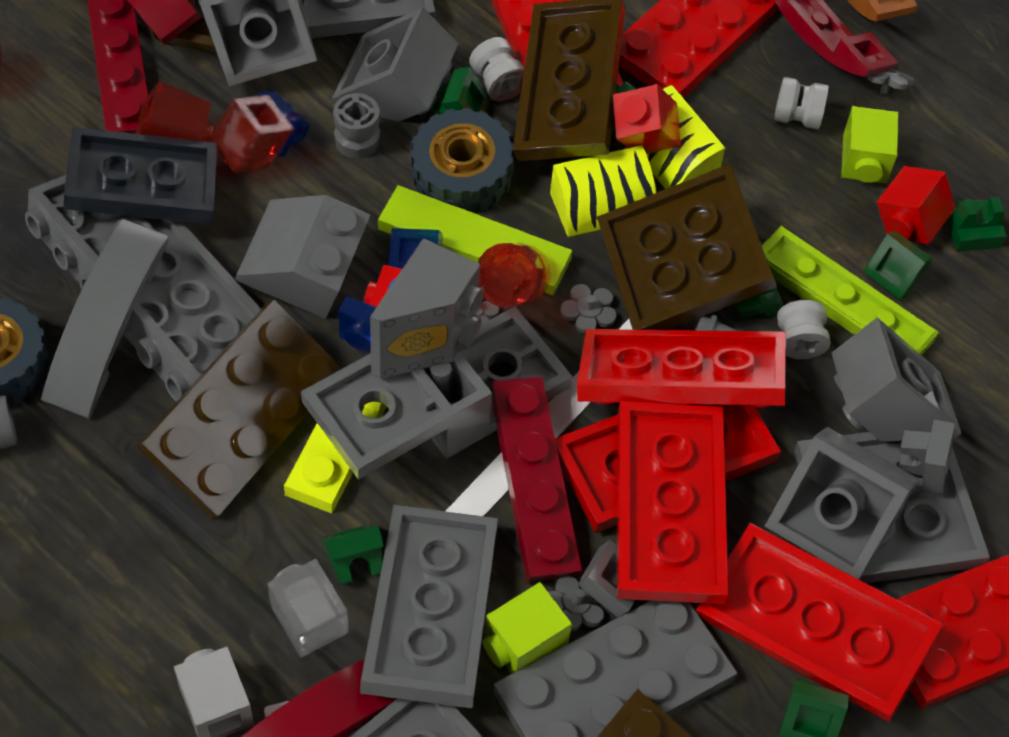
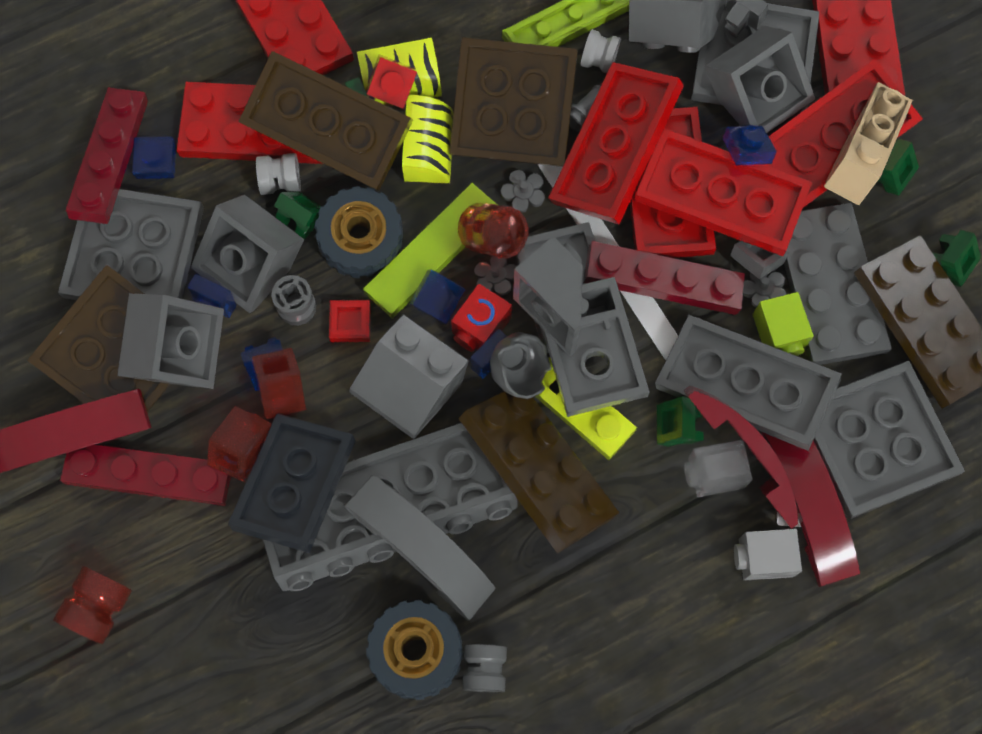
camera: 65 degrees left, 15 degrees up
(331, 54) = (212, 294): none -> clear blue plate
(341, 337) = (520, 365): none -> dark grey hair
(342, 618) = (776, 489): none -> dark red slope
(358, 186) = (350, 321): none -> red tile
(743, 506) = (749, 145): none -> clear blue plate
(815, 647) = (869, 144): none -> tan slope

